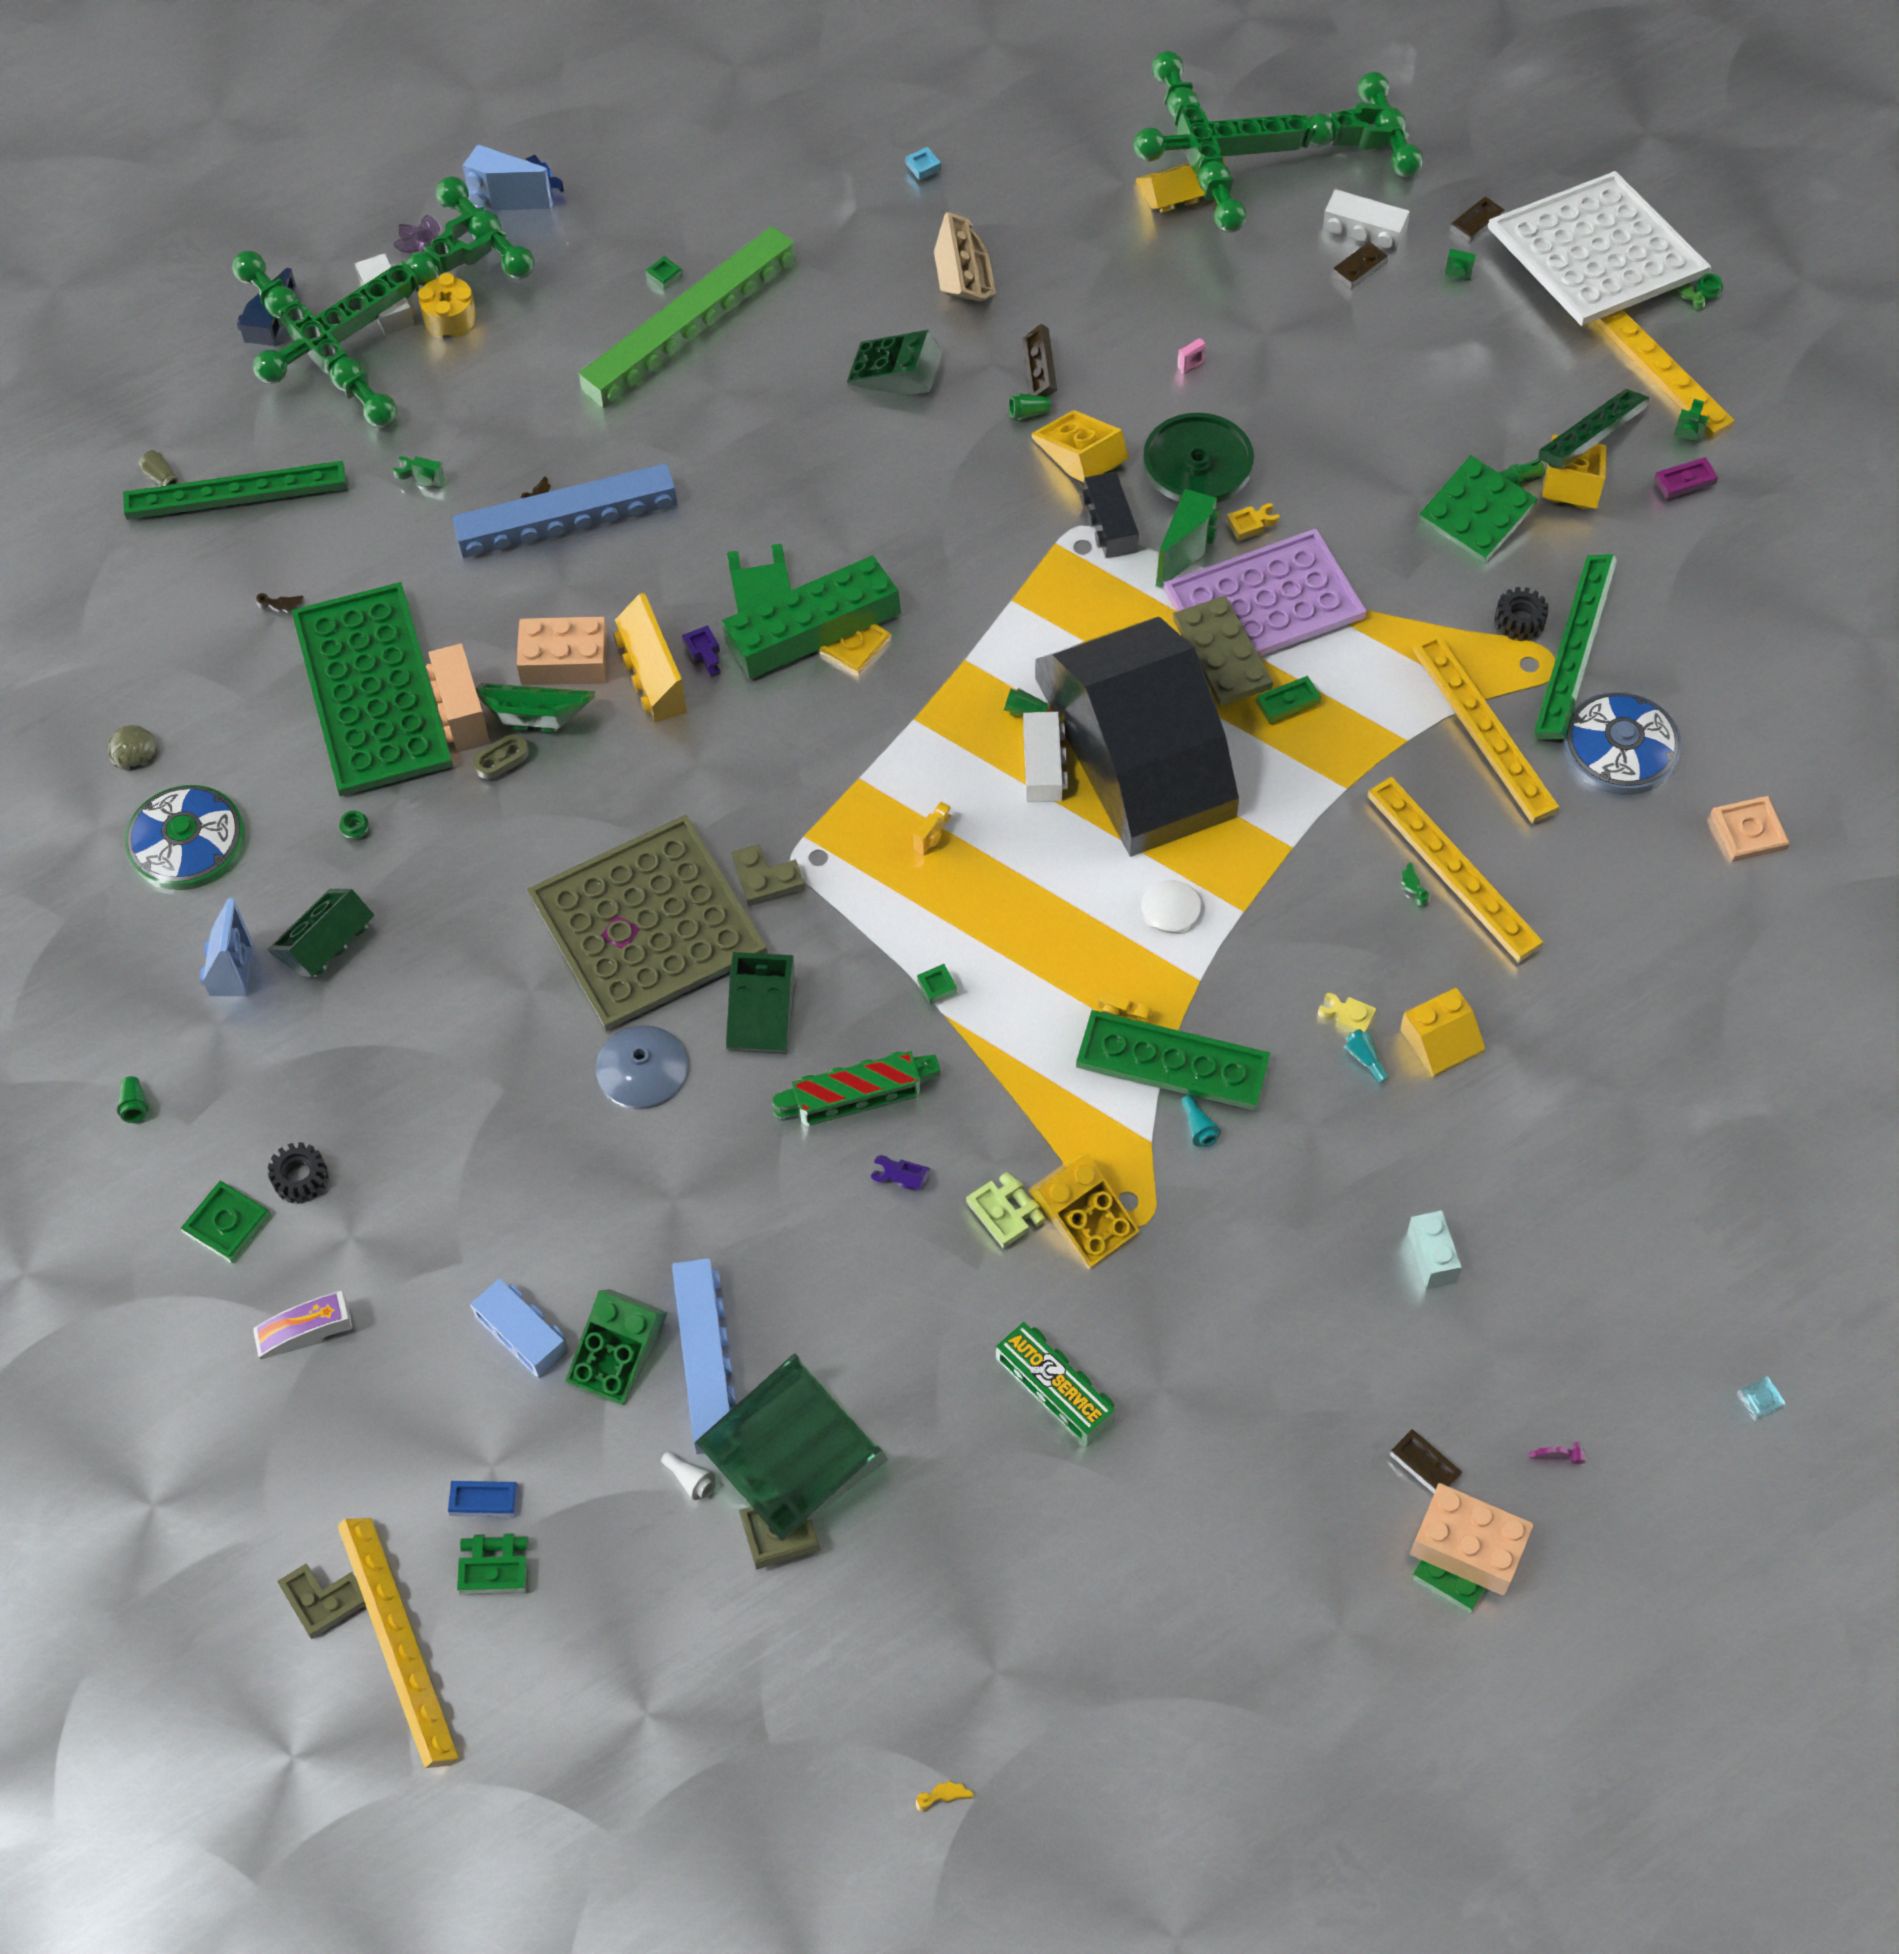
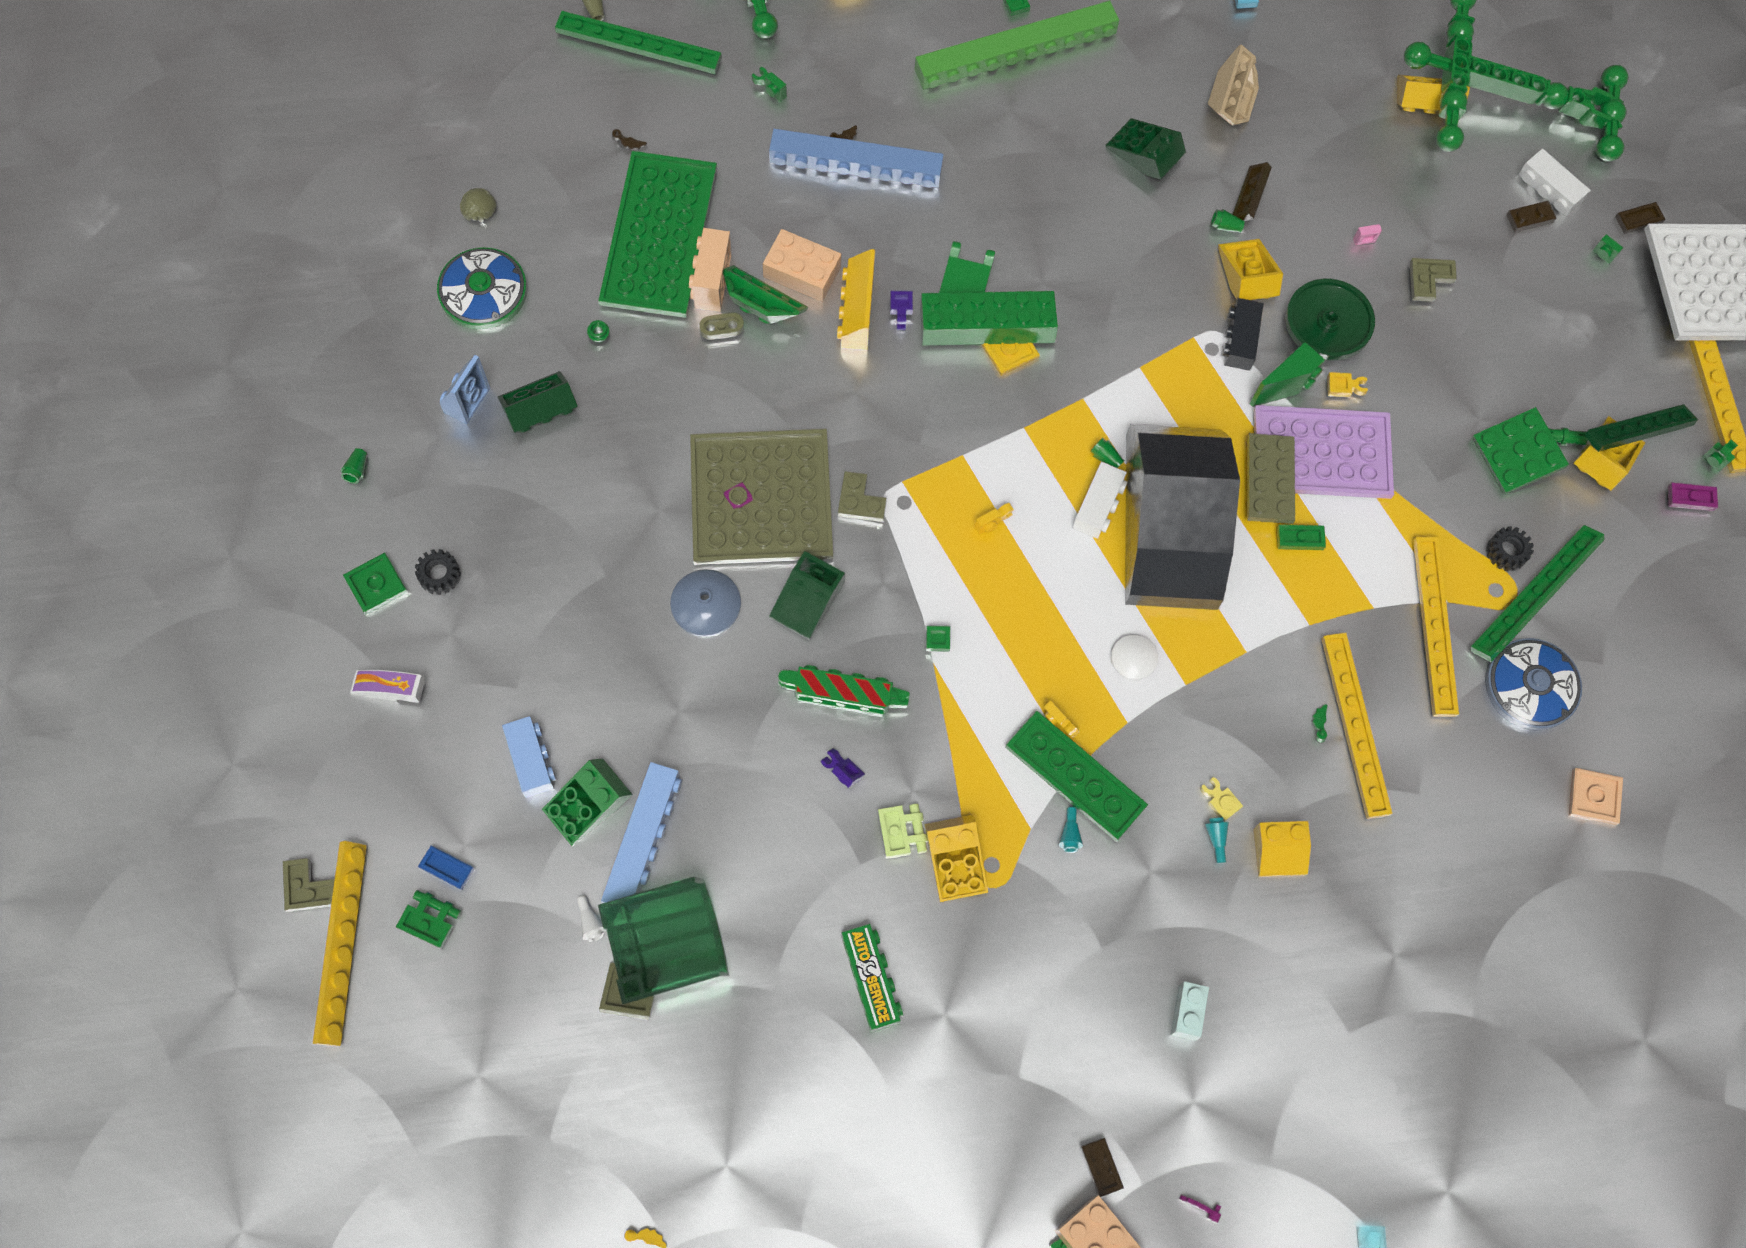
camera: 20 degrees right, 10 degrees up
(1279, 368) = (1426, 273): none -> olive plate

